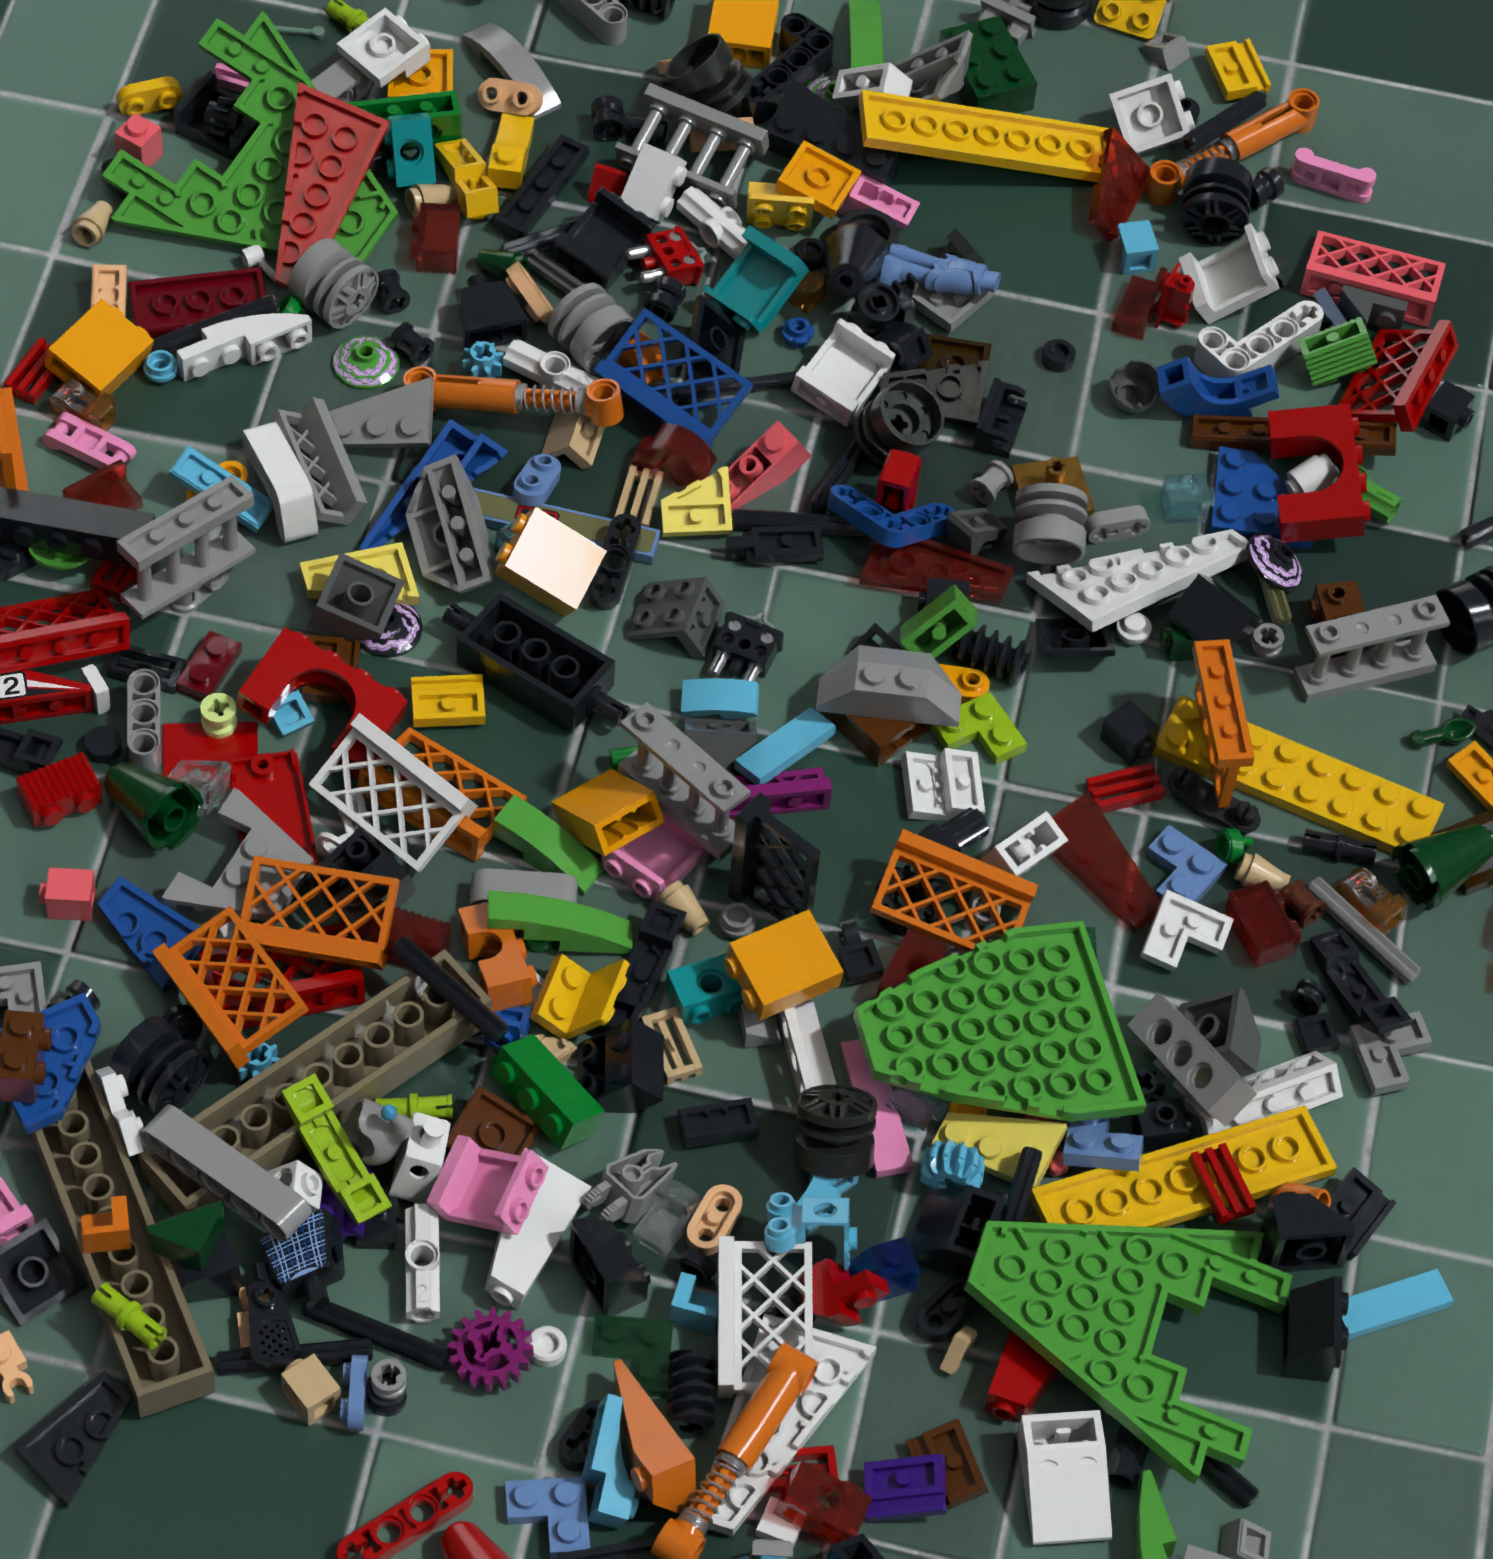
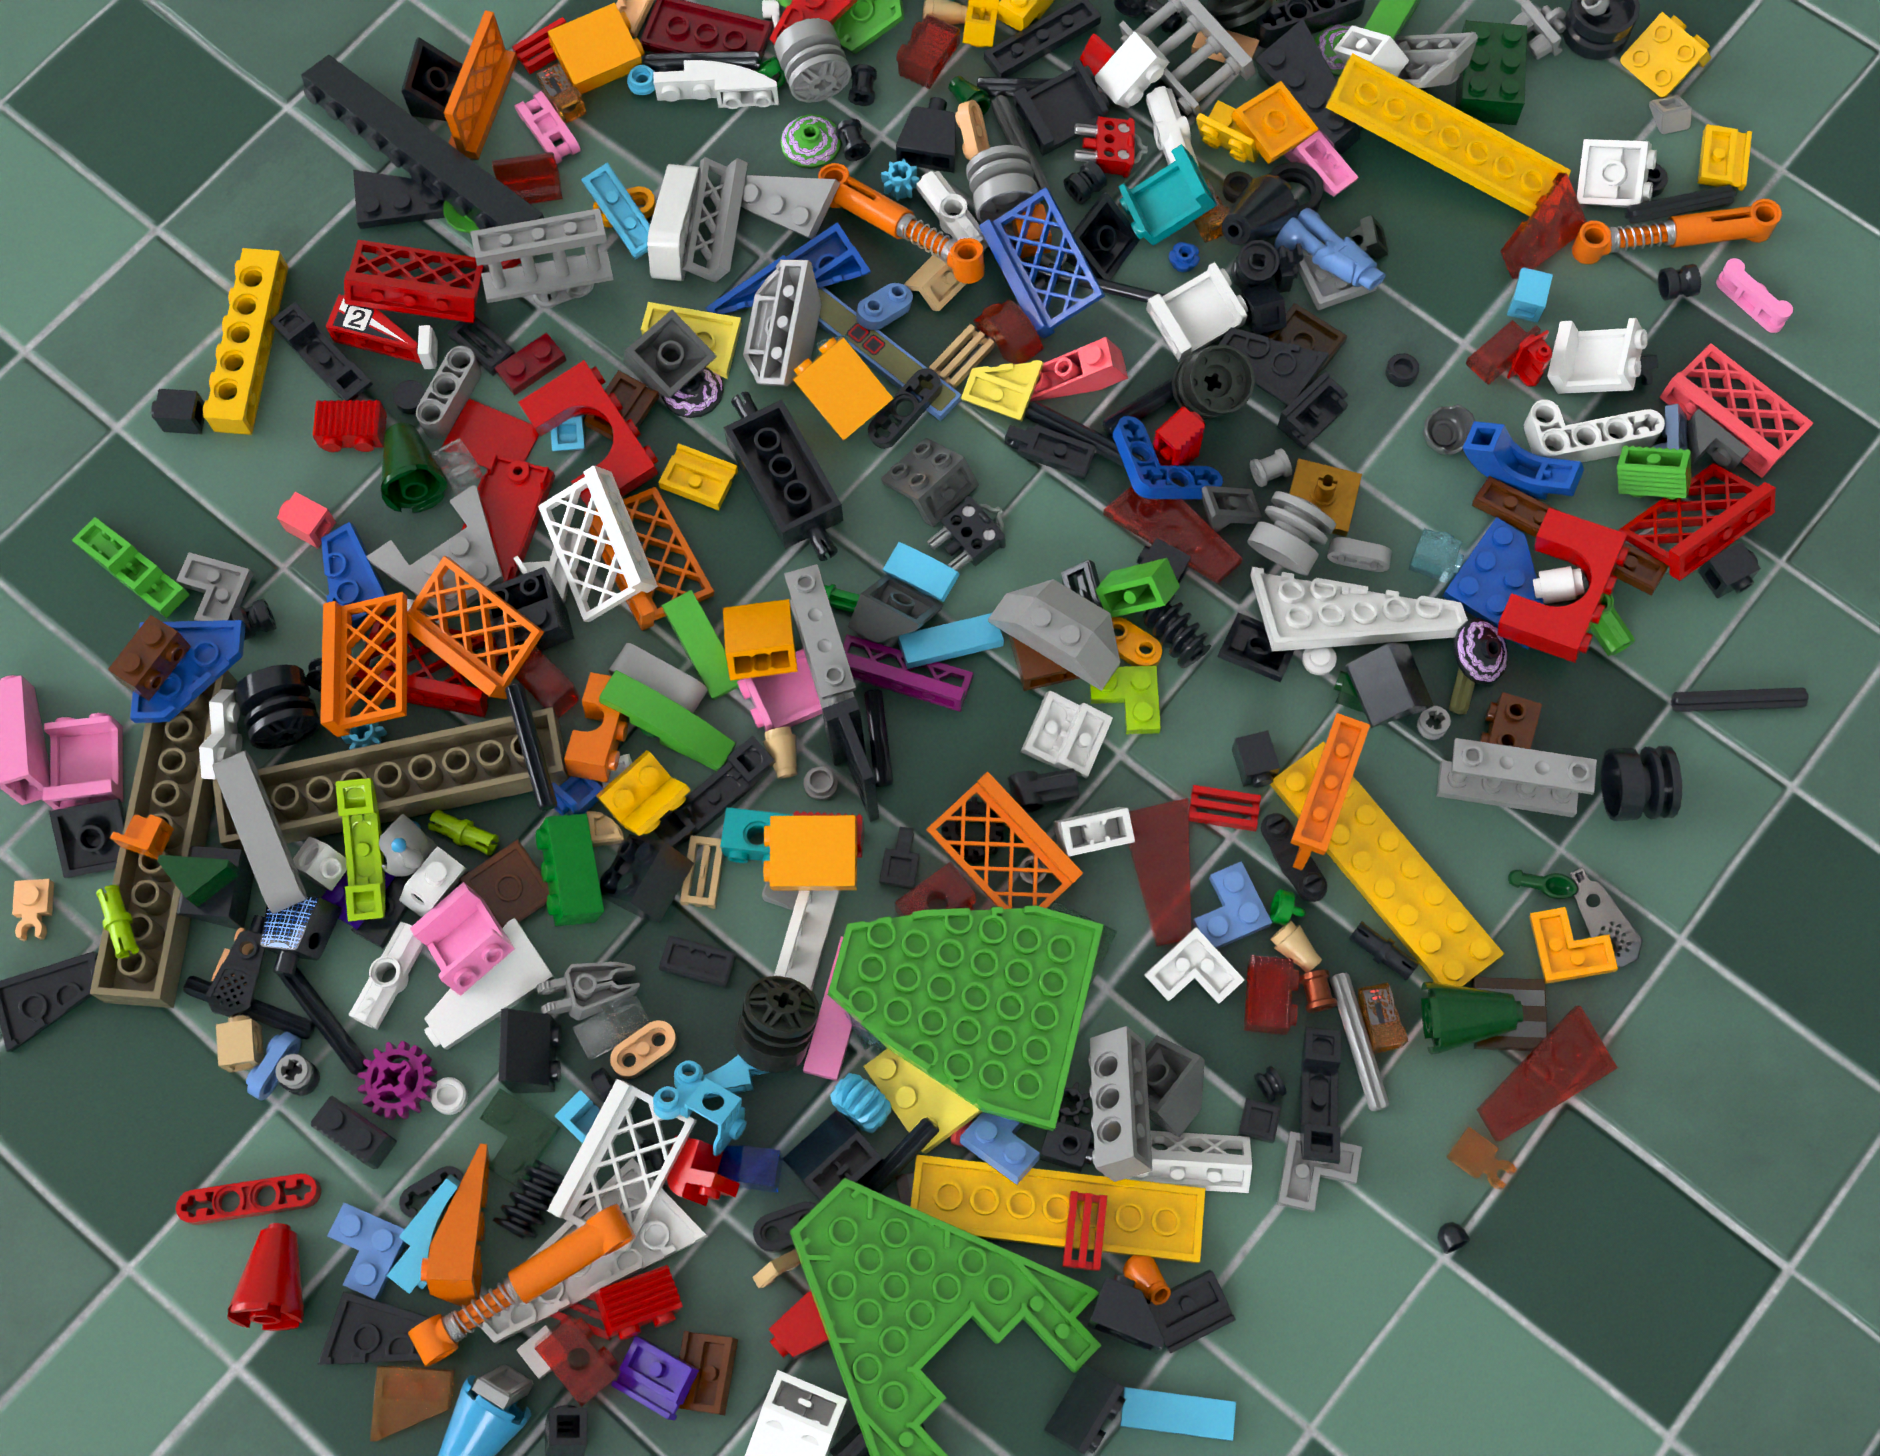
camera: 35 degrees right, 15 degrees up
(214, 724) = (512, 419): yellowish green wheel -> none
(477, 1413) = (353, 1133): none -> black brick
(851, 1429) = (638, 1302): none -> red brick
(1216, 201) = (1625, 279): black wheel -> none

